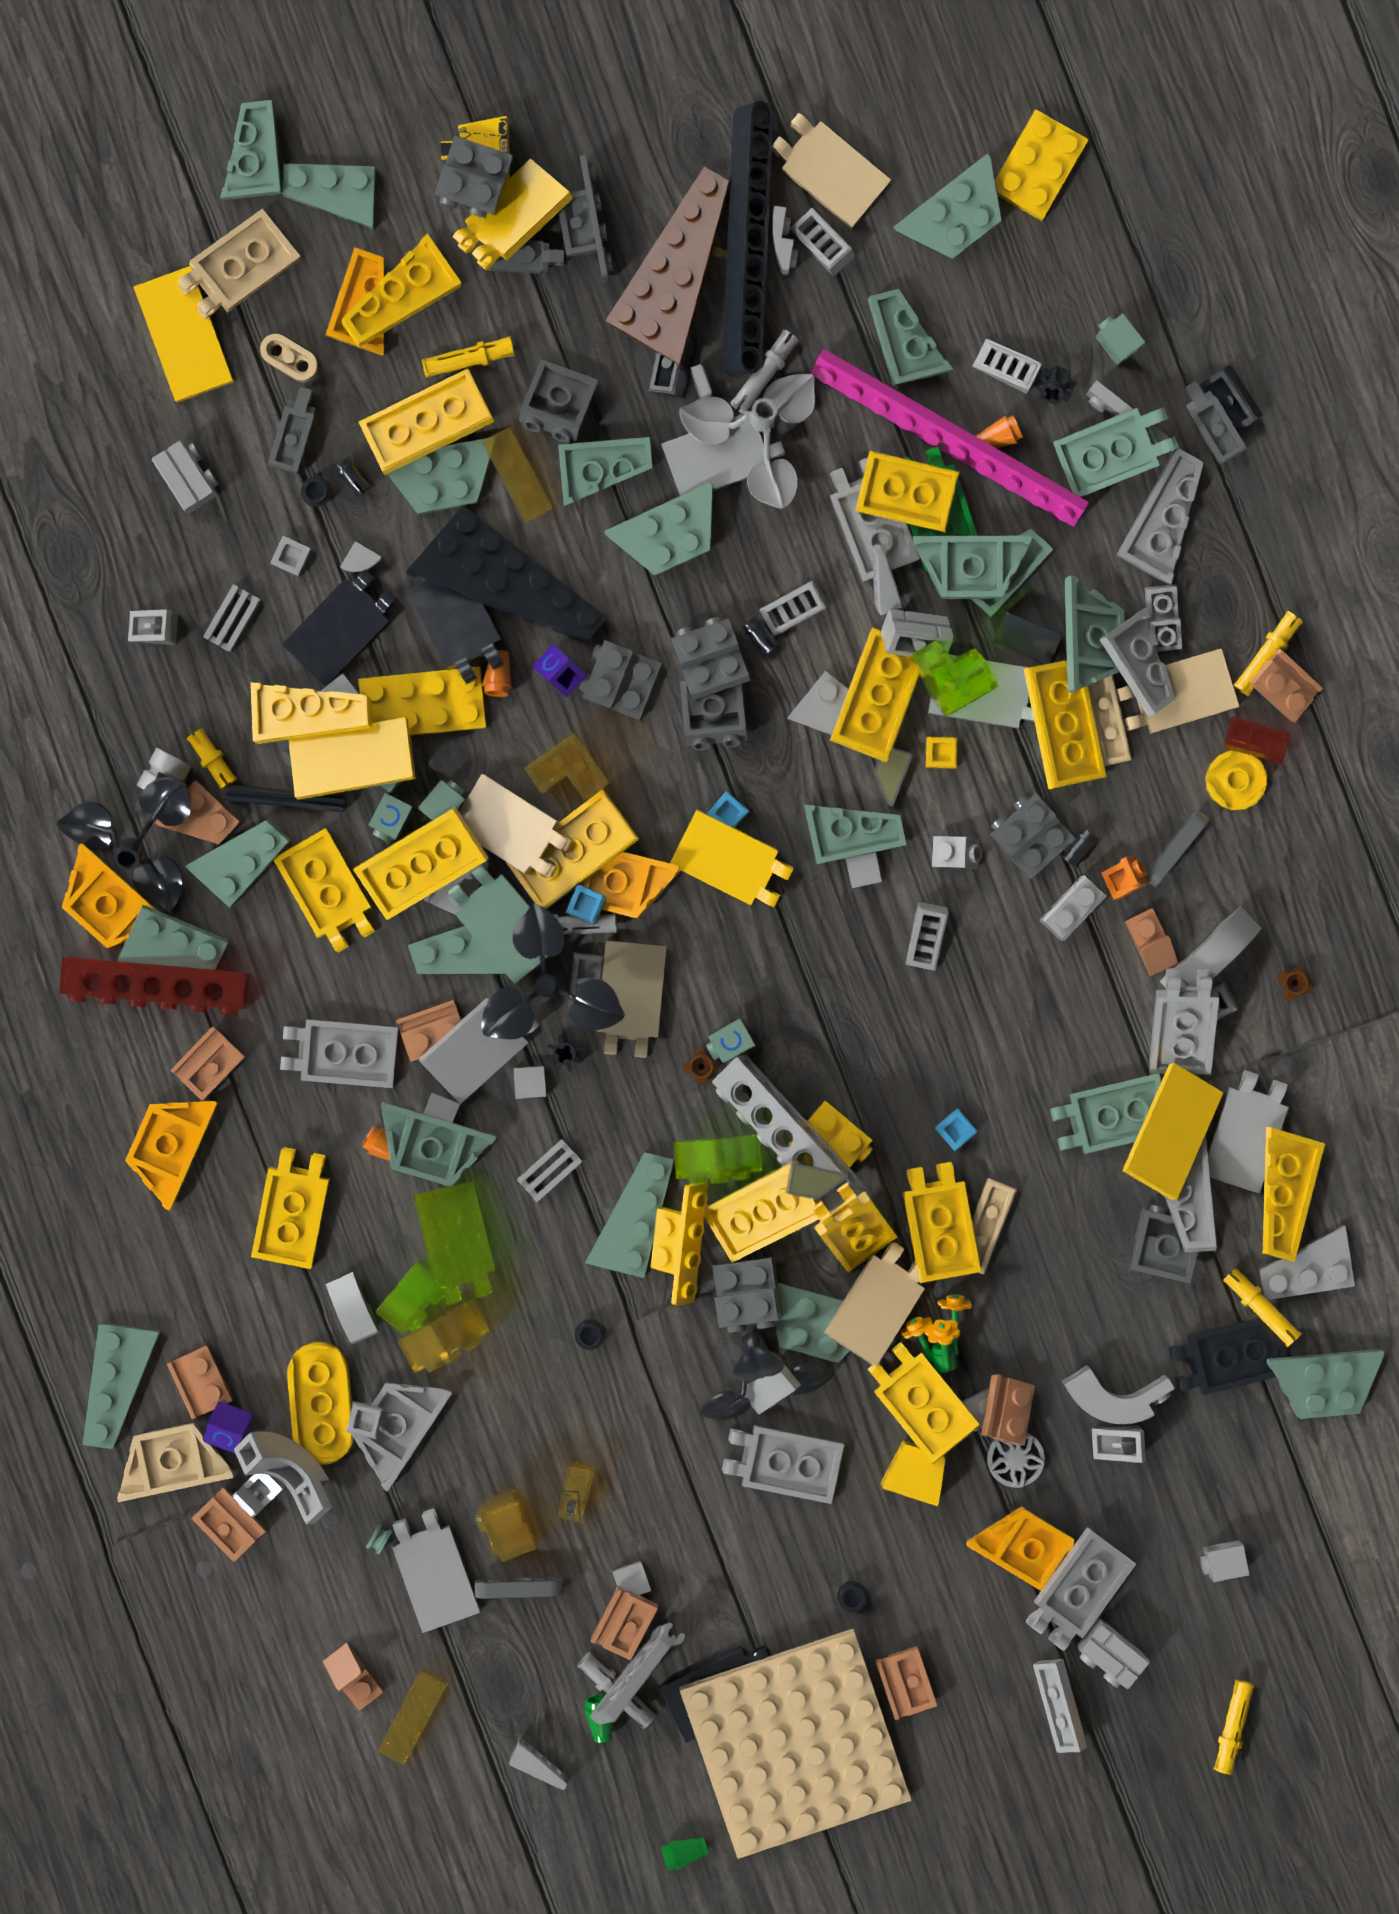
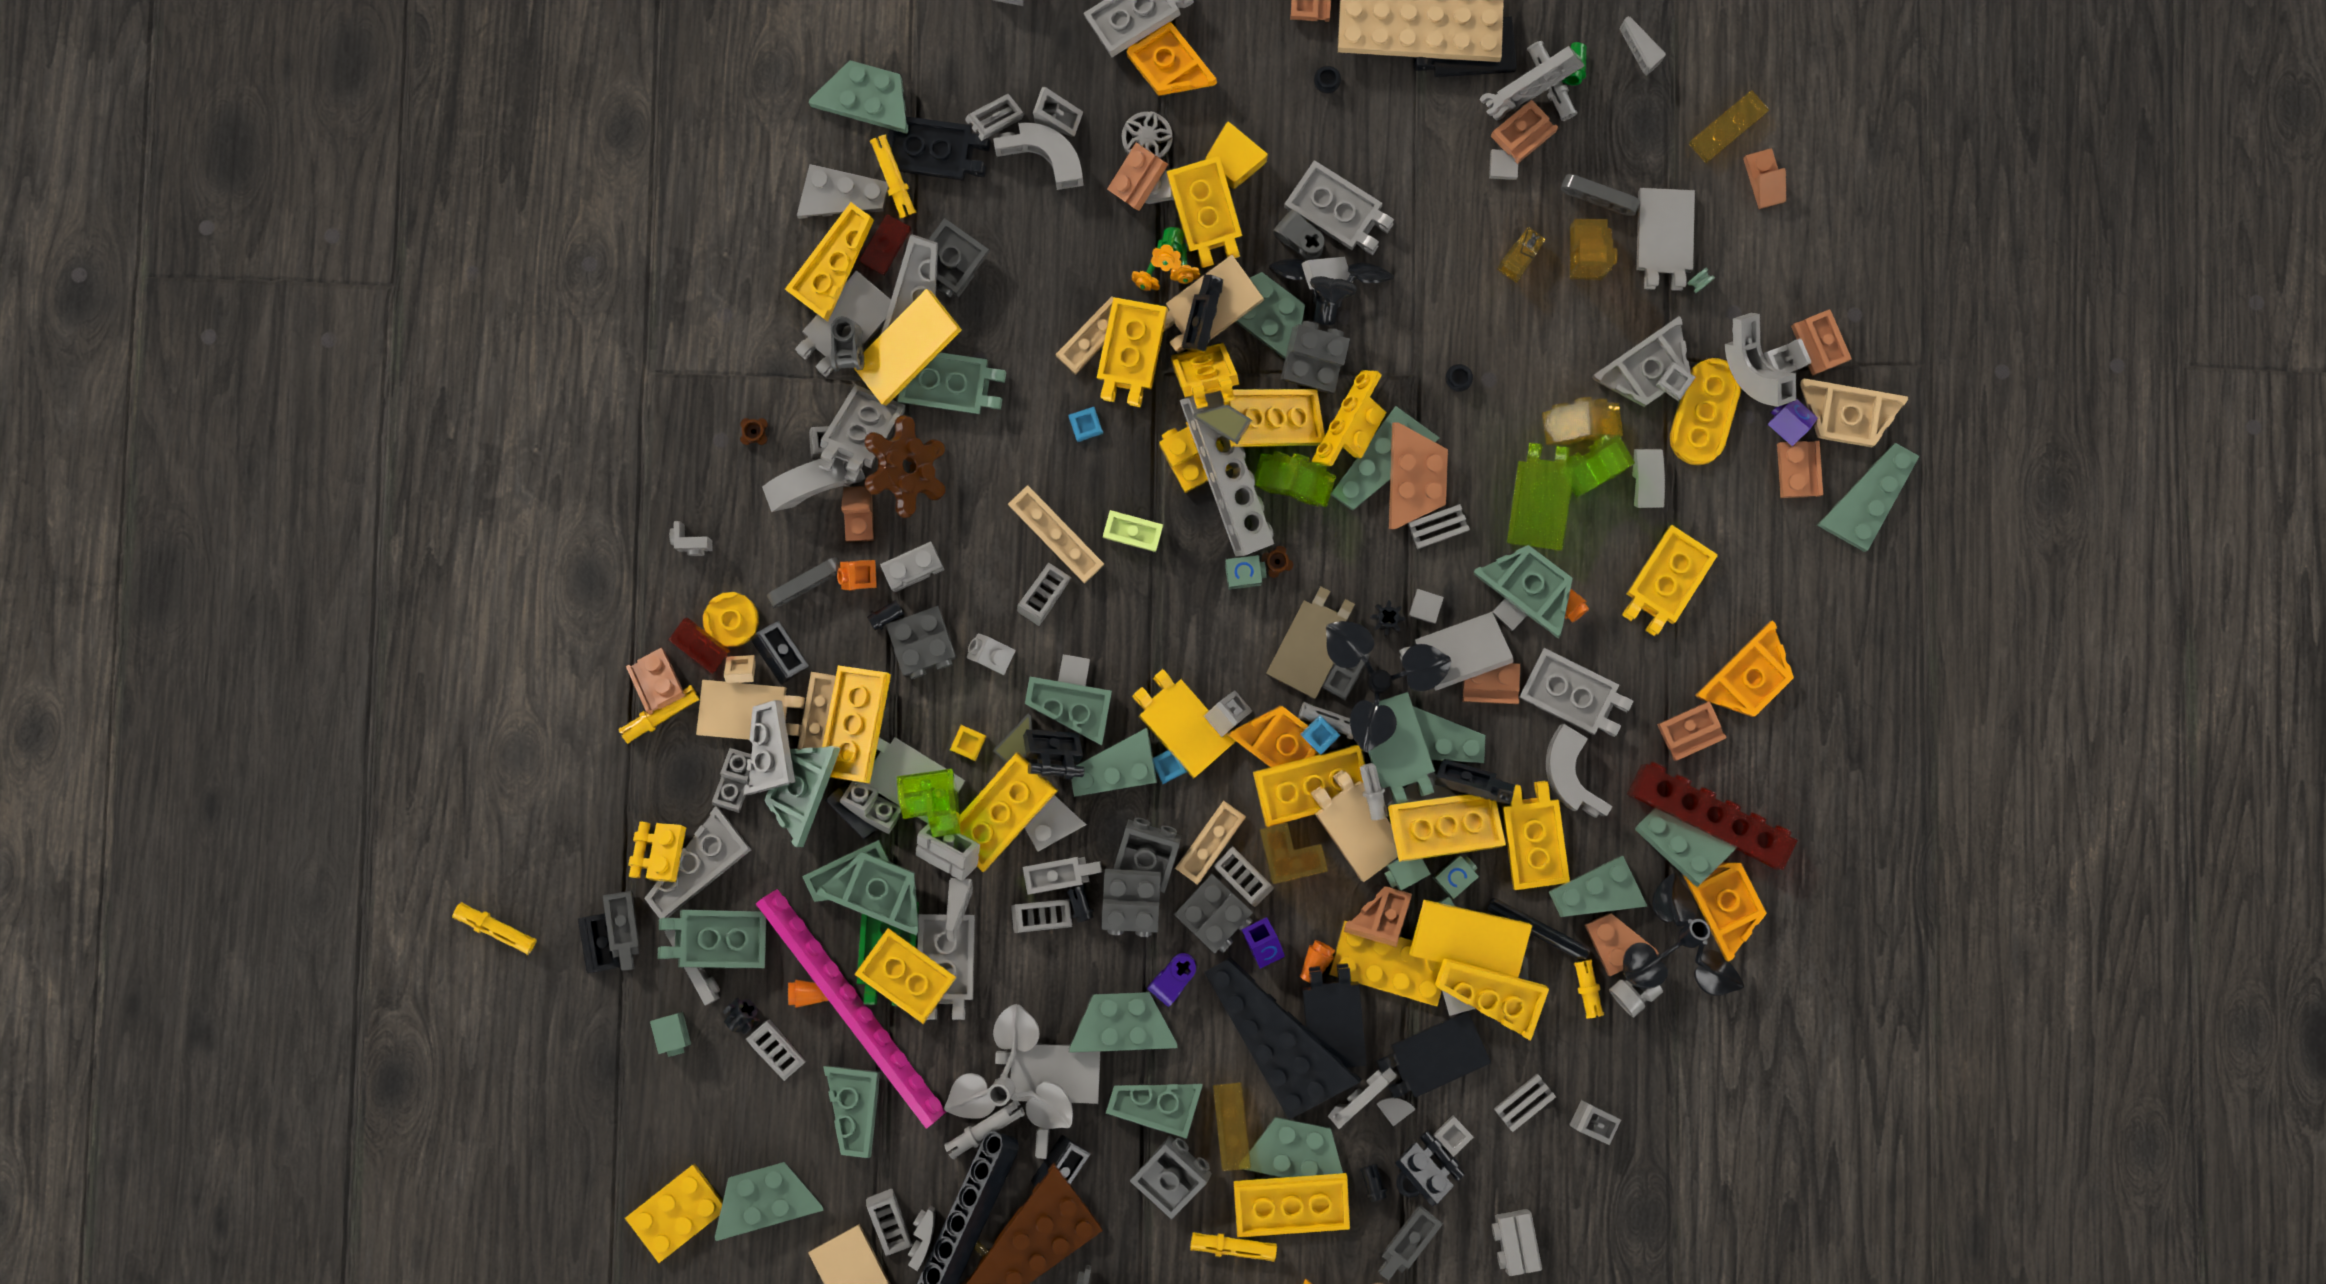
camera: 155 degrees left, 5 degrees down
(306, 506) = (1424, 1173): none -> black plate
(329, 976) = (1562, 775): none -> light grey arch
(401, 552) = (1344, 1112): none -> light grey hinge
(410, 920) = (1474, 782): none -> black hinge
(448, 745) = (1382, 918): none -> nougat wing
(508, 866) = (1373, 792): none -> light grey axle
(581, 719) = (1230, 855): none -> light grey slope
(593, 1212) = (1416, 476): none -> nougat wing
(637, 594) = (1170, 982): none -> dark purple piece
(653, 751) = (1210, 842): none -> tan tile
(688, 889) = (1227, 713): none -> light grey slope
(779, 788) = (1118, 767): none -> sand green wing
(793, 656) = (1059, 874): none -> light grey hinge
(819, 1417) = (1296, 233): none -> dark grey piece
(852, 783) = (1053, 746): none -> black plate
(862, 1037) = (1132, 531): none -> yellowish green plate
(881, 1290) = (1202, 314): none -> black hinge
(939, 1002) = (1056, 534): none -> tan plate
(1012, 646) = (867, 805): none -> light grey slope
(1134, 994) = (890, 469): none -> reddish brown plate
(1172, 766) = (779, 652): none -> black slope
(1194, 1395) = (991, 130): none -> light grey tile
(1202, 516) = (664, 855): none -> yellow plate
(1205, 732) = (739, 669): none -> tan plate
(1233, 1107) = (848, 350): none -> dark grey piece
(1240, 1233) = (885, 244): none -> clear red plate
(1304, 839) = (693, 545): none -> light grey bracket
(1344, 371) = (484, 923): none -> yellow pin

